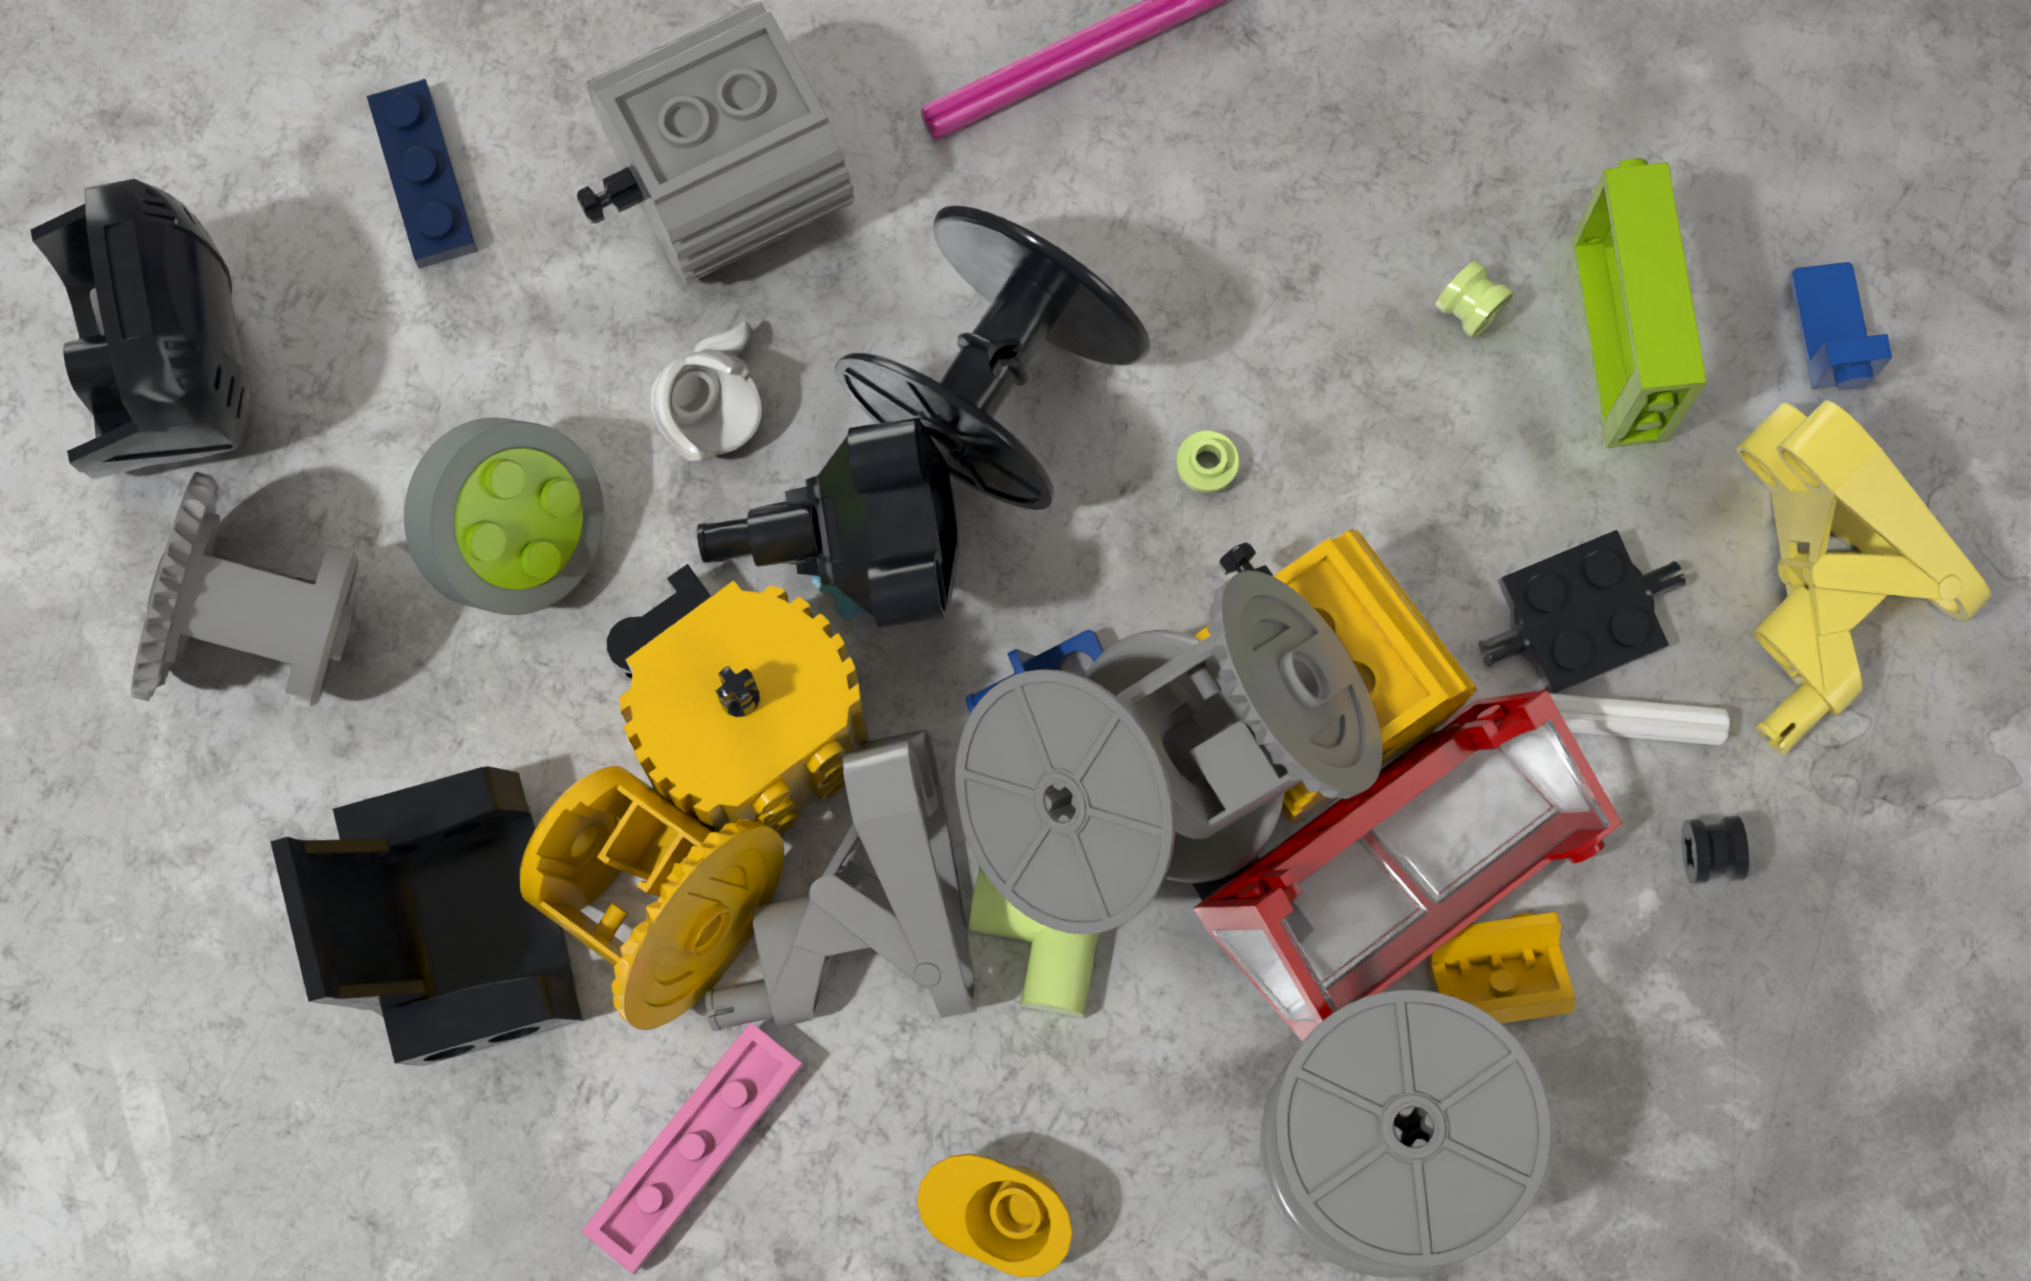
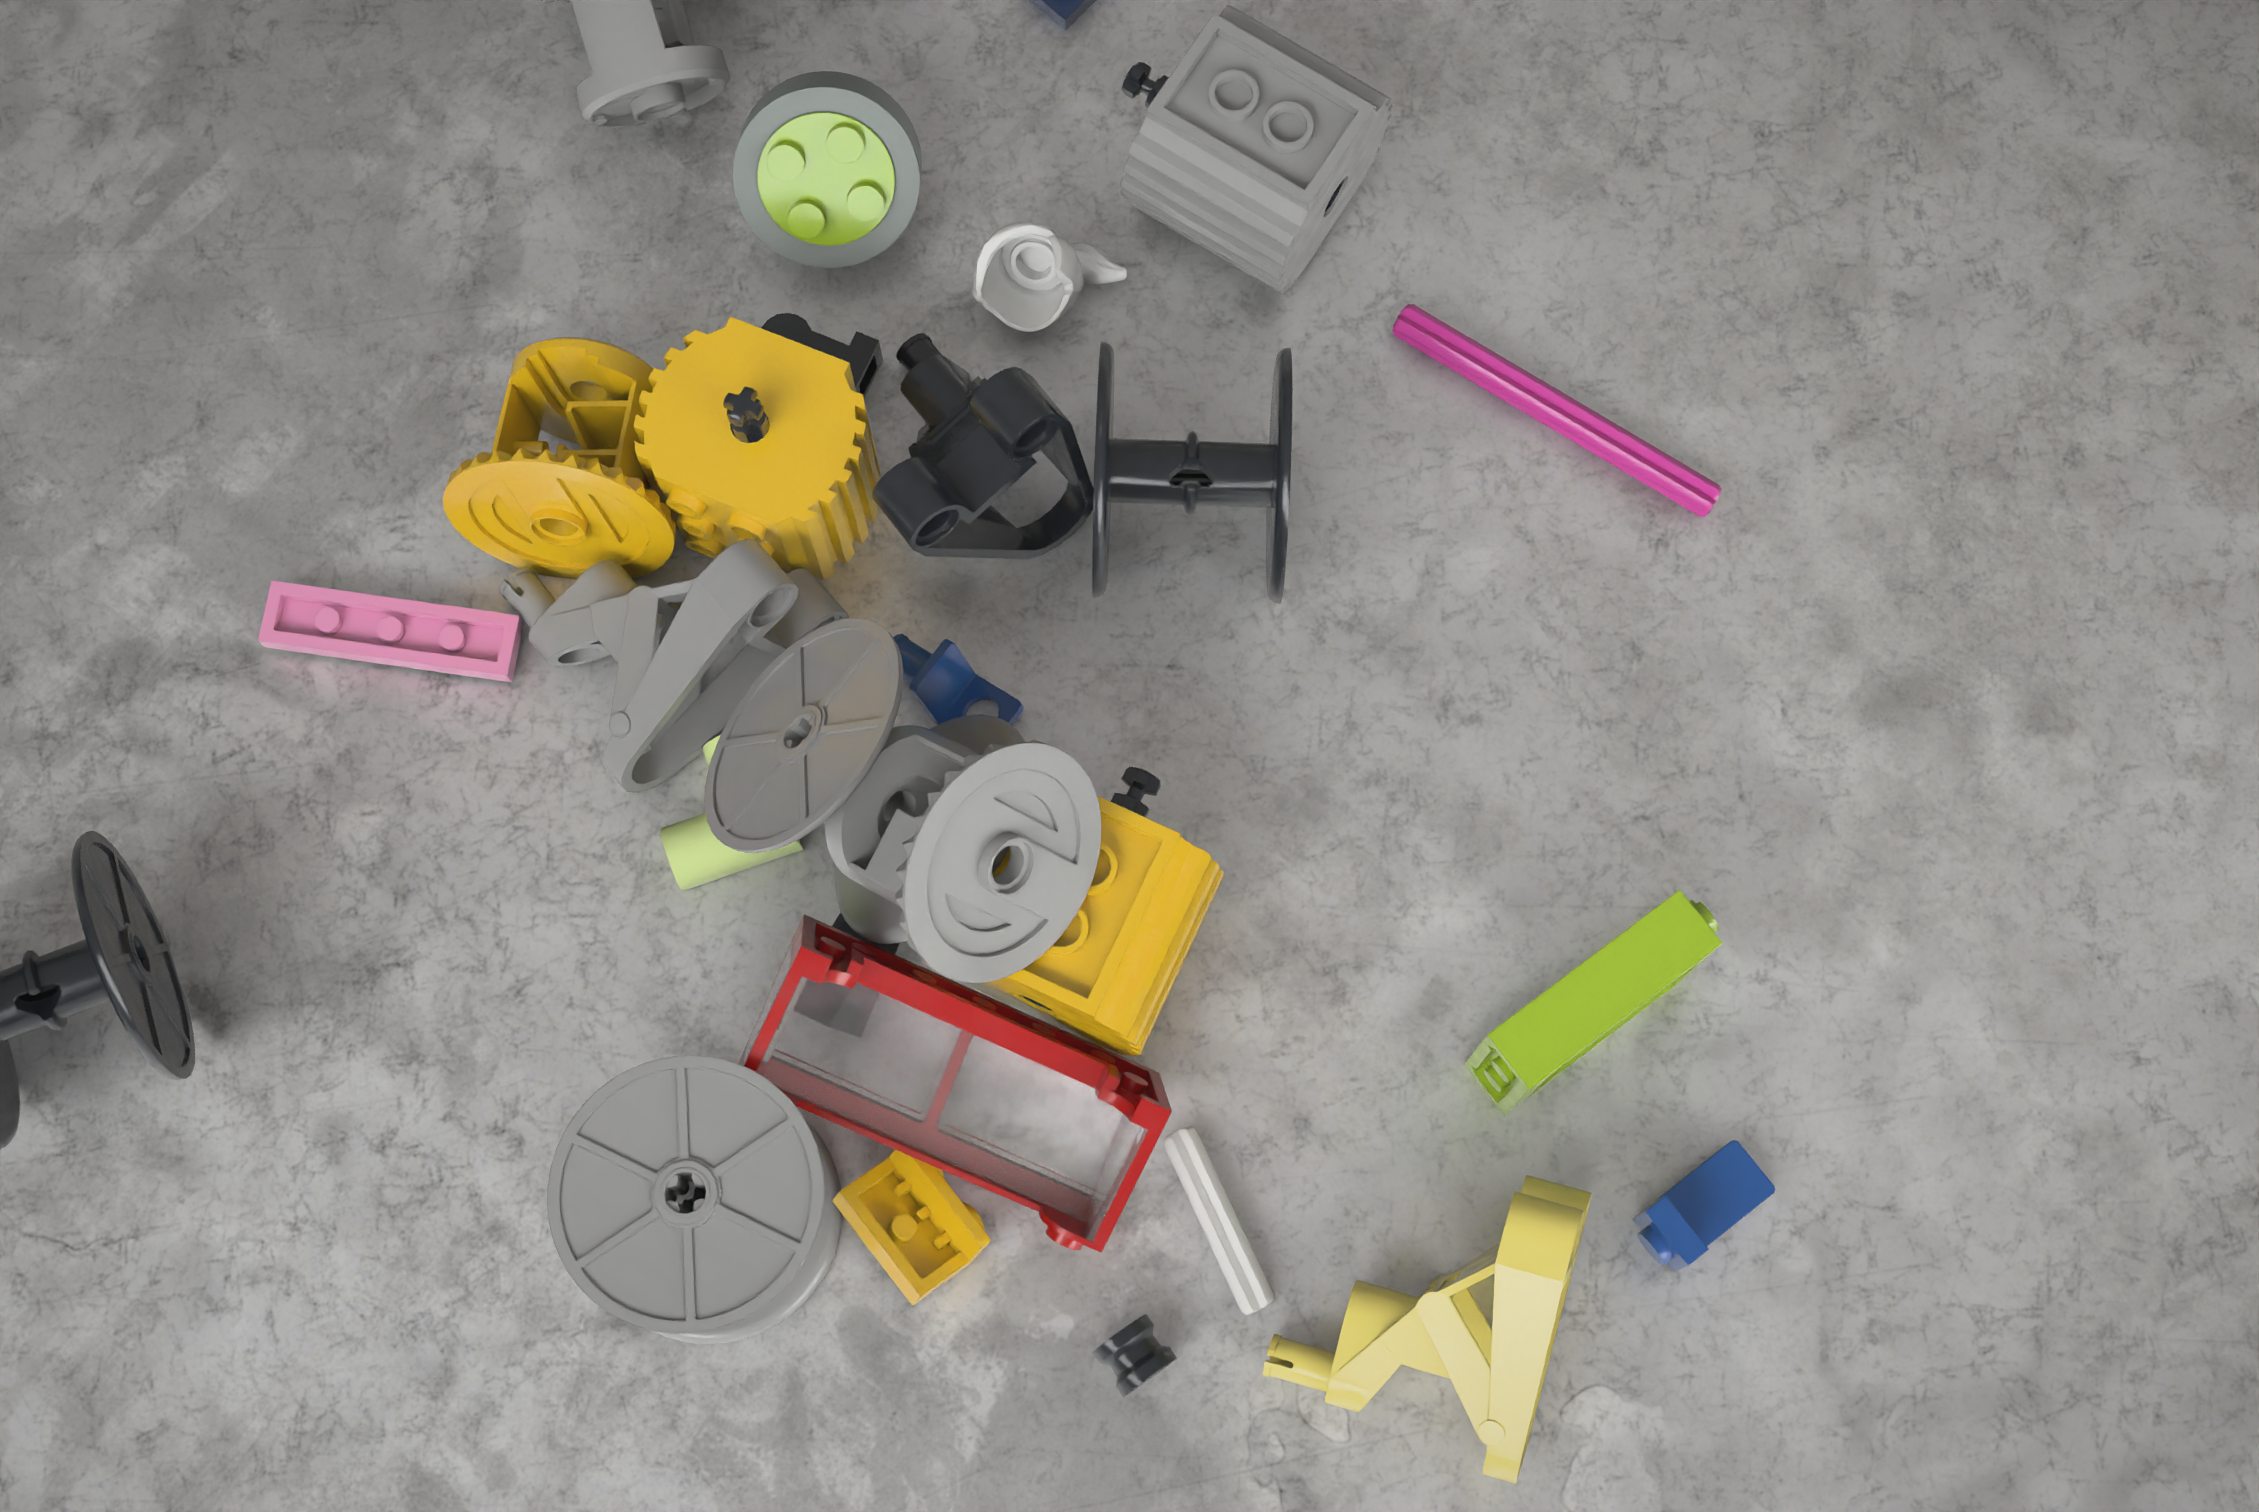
camera: 60 degrees right, 0 degrees up
(429, 918) = (441, 295): black piece -> none
(996, 1214) = (461, 906): yellow piece -> none
(1204, 479) = (1231, 738): yellowish green plate -> none
(1474, 299) = (1525, 866): yellowish green wheel -> none
(1582, 613) = (1291, 1122): black plate -> none

